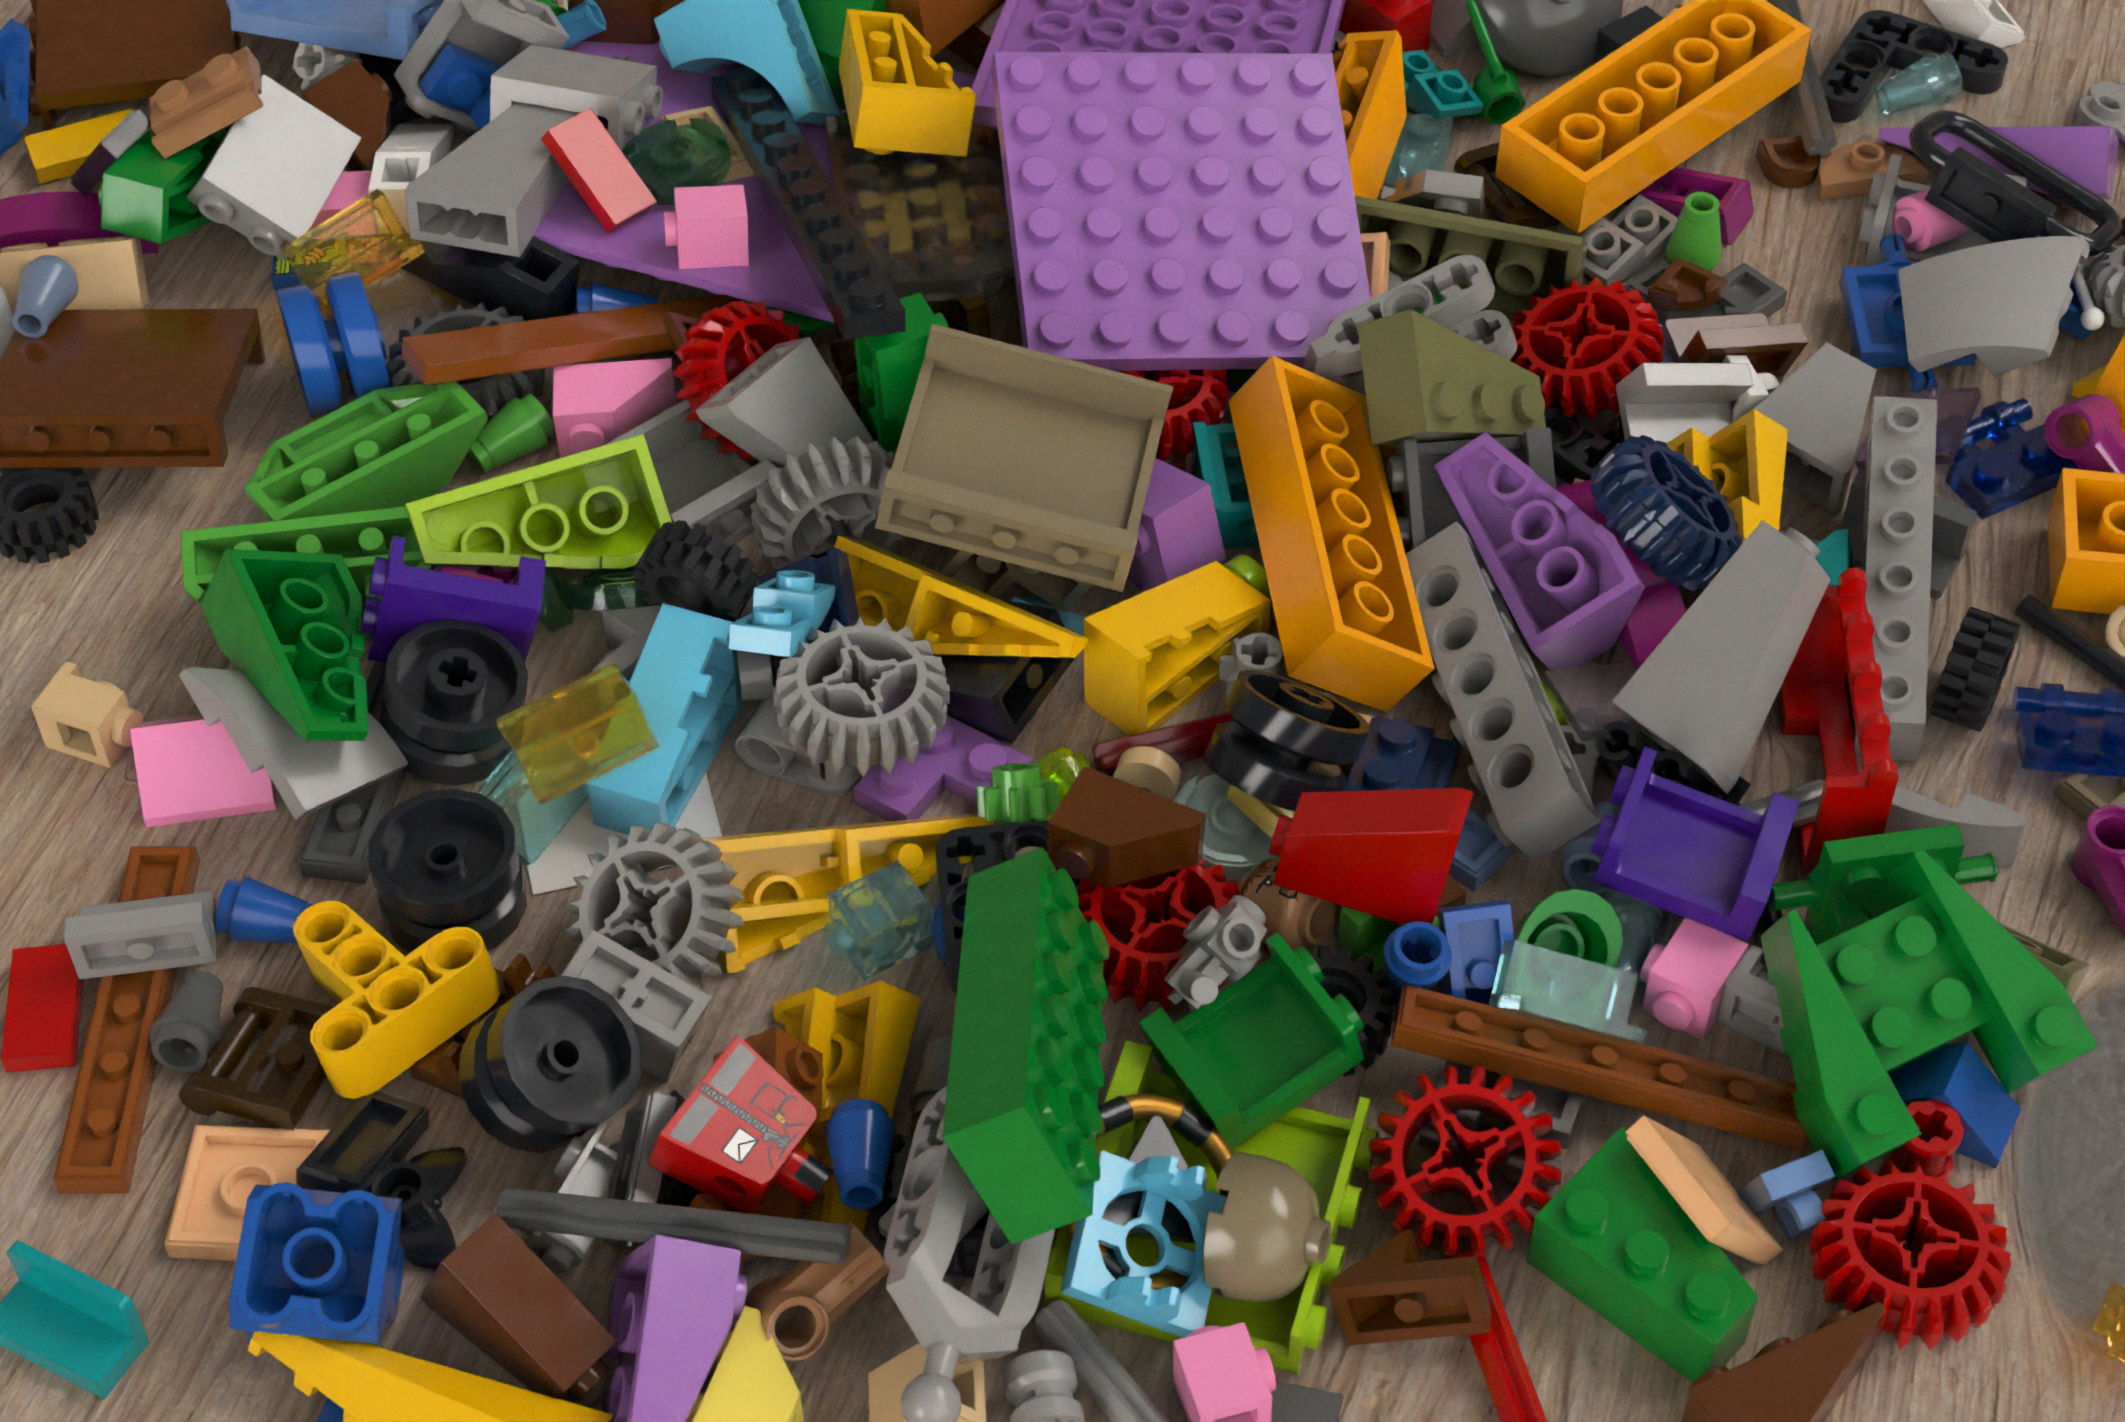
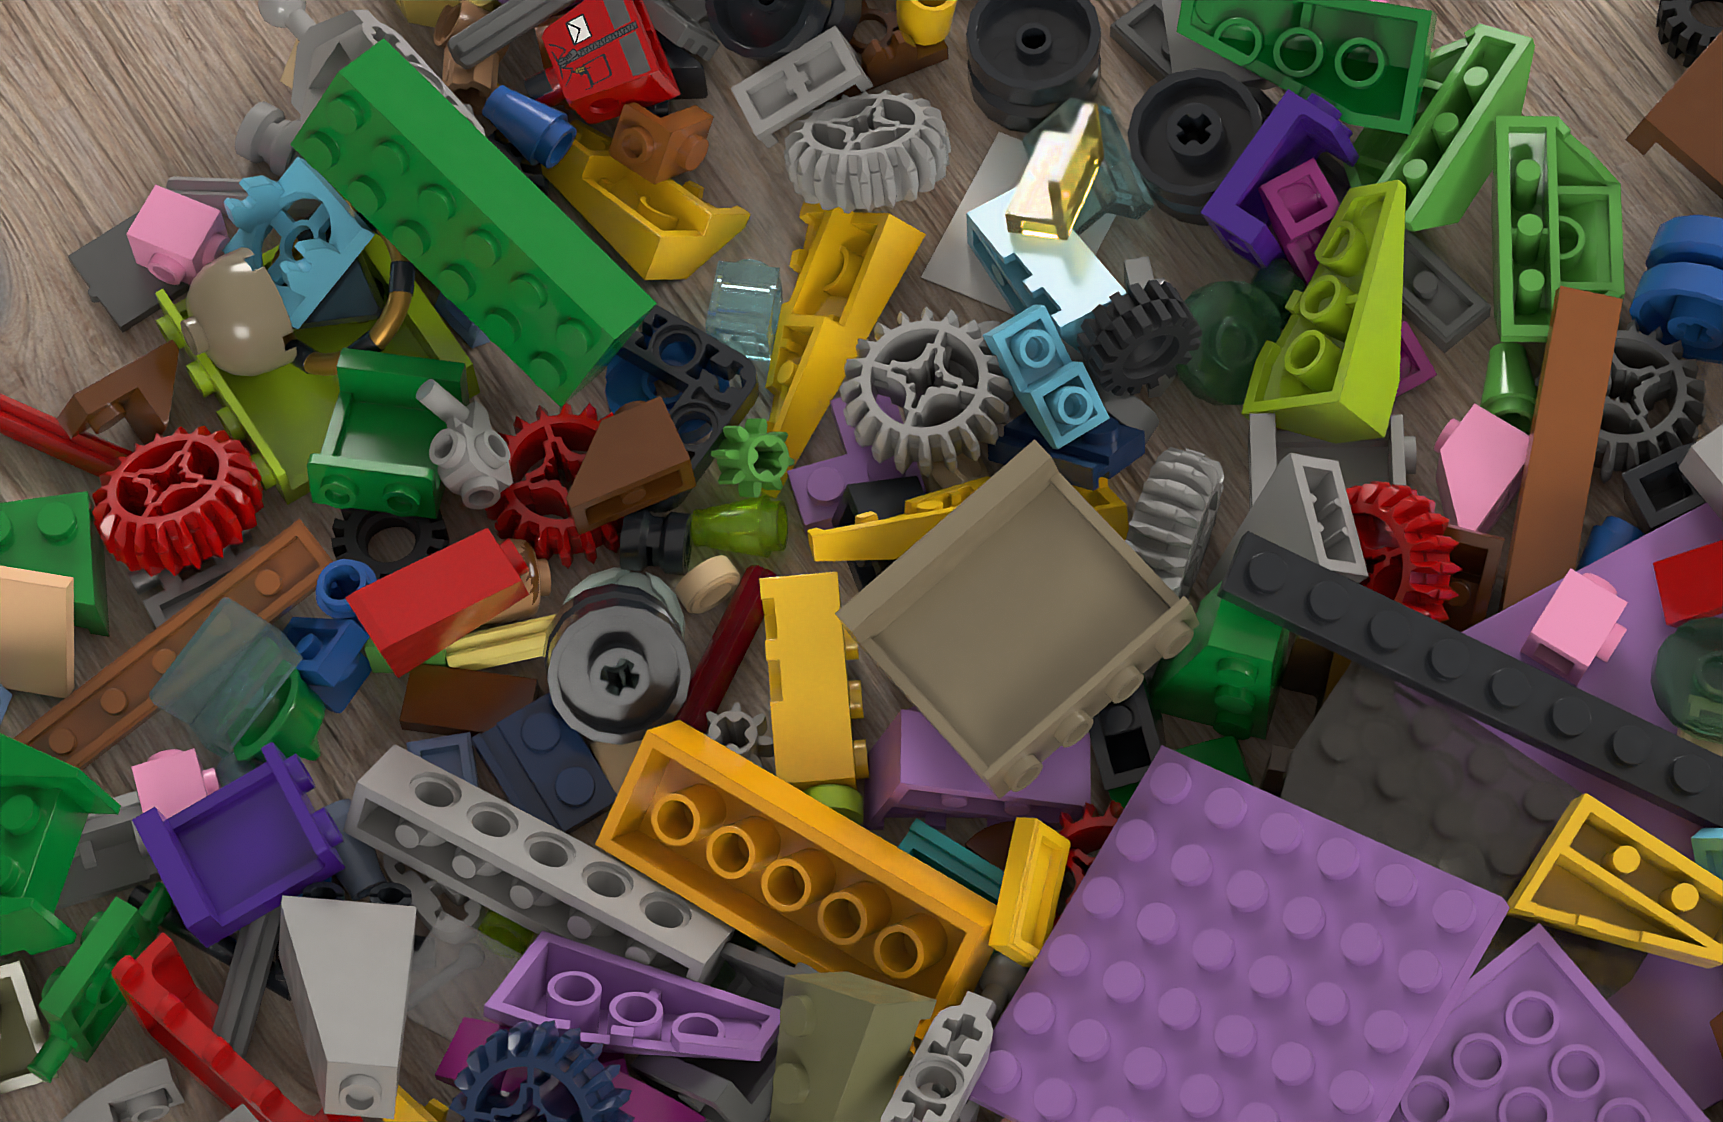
camera: 135 degrees right, 15 degrees up
(1214, 375) = (1029, 890): none -> yellow tile

